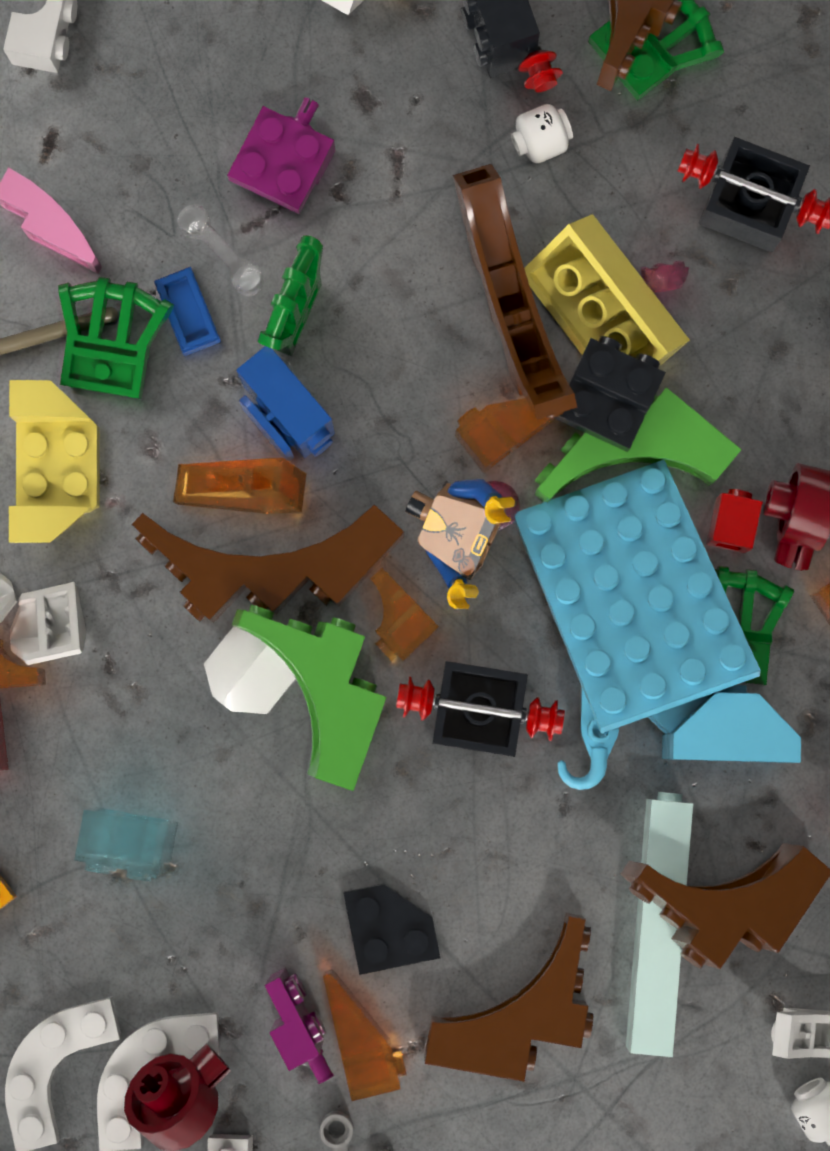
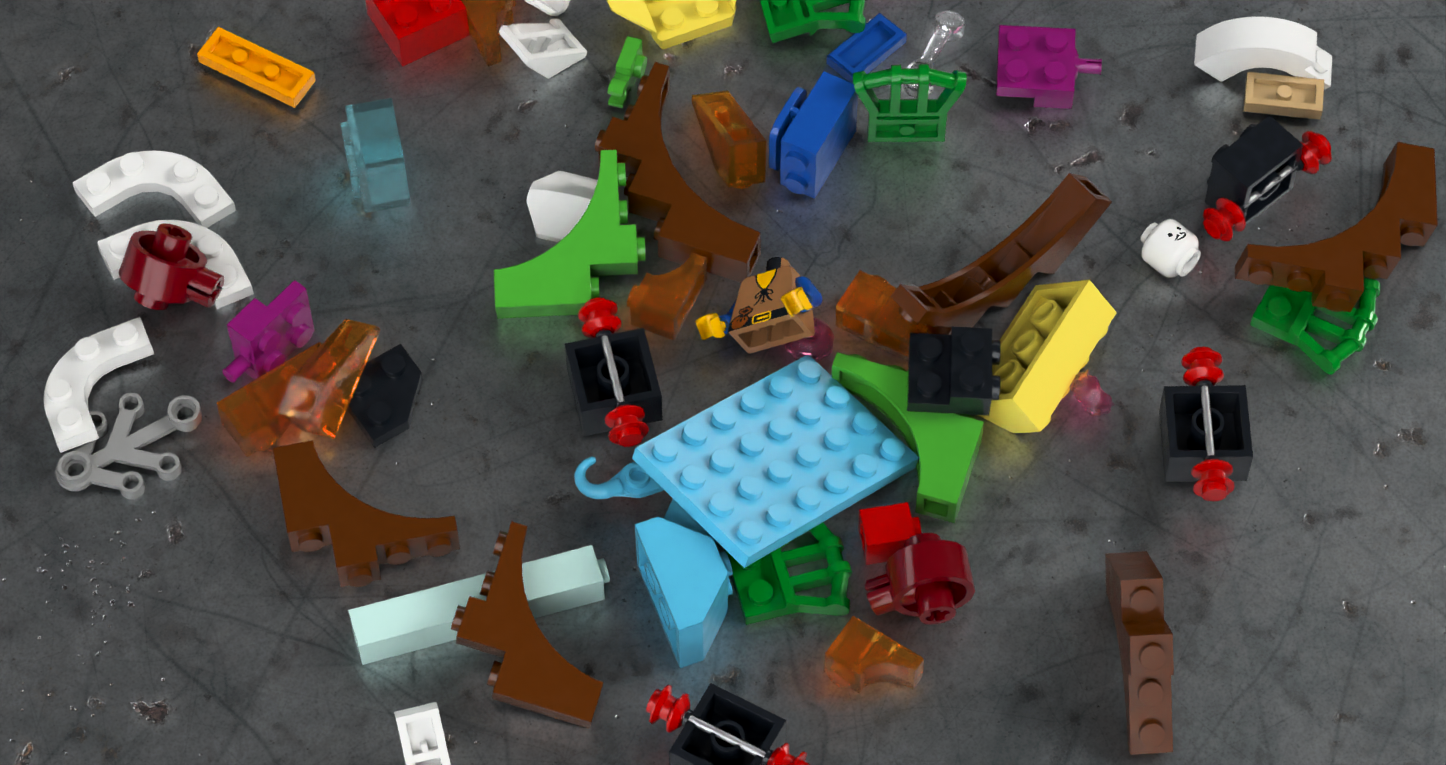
camera: 70 degrees right, 25 degrees down
(116, 547) = (629, 66): none -> bright green plate
(367, 980) = (328, 379): none -> clear orange slope

